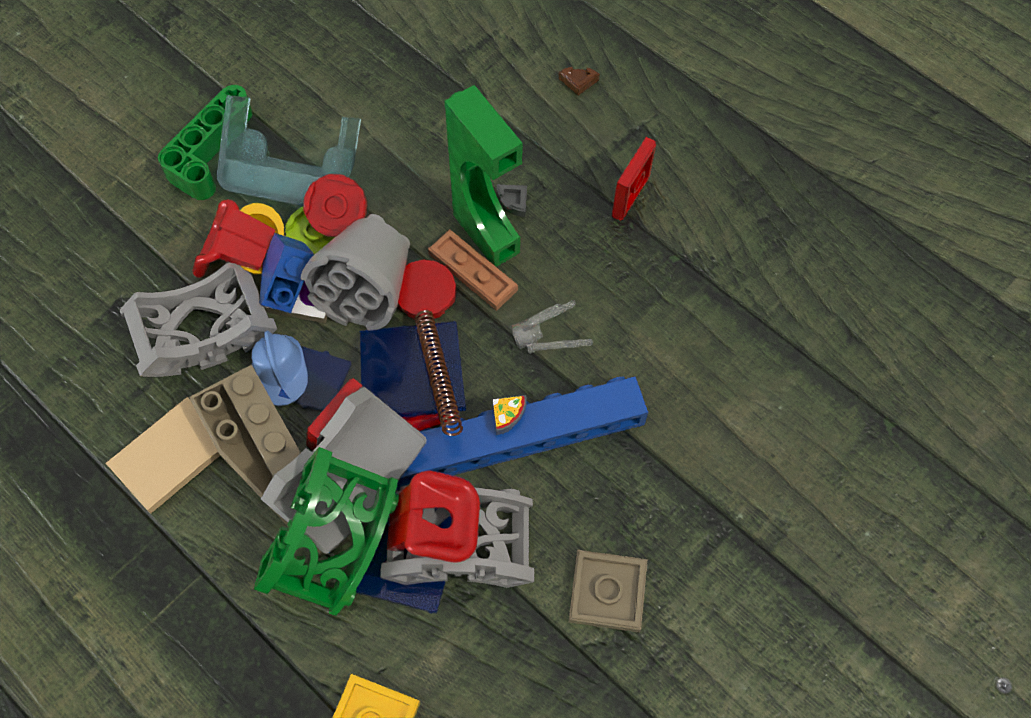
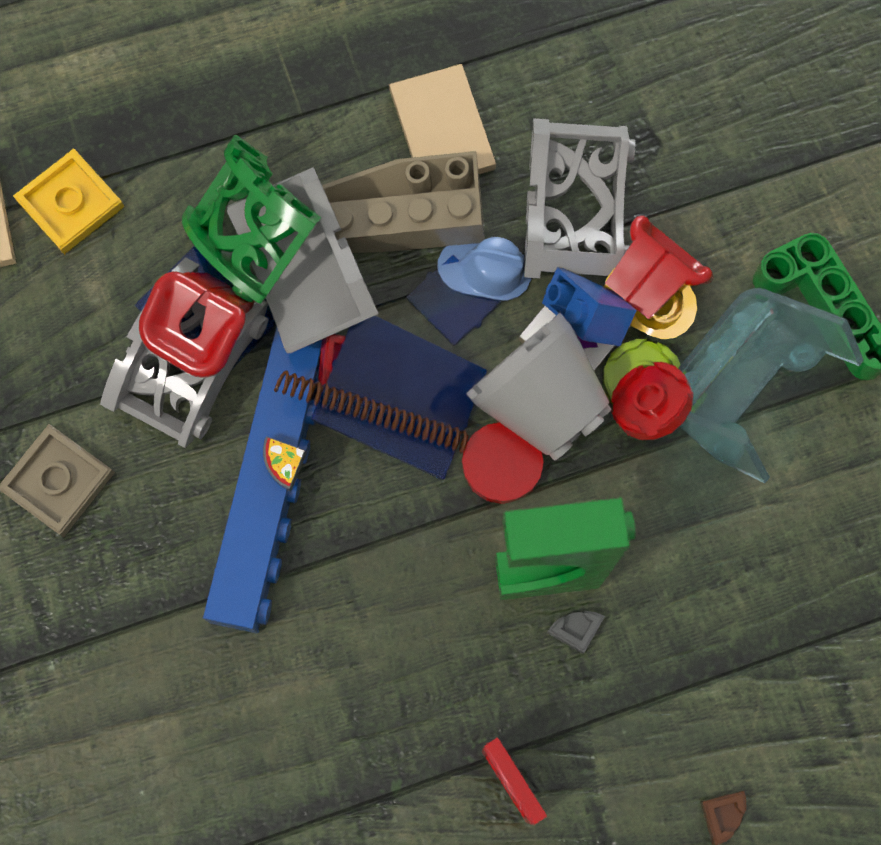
camera: 120 degrees right, 10 degrees up
(314, 437) = (383, 285): red tile -> none
(473, 269) = (484, 535): nougat tile -> none
(528, 331) = (382, 548): clear plant -> none

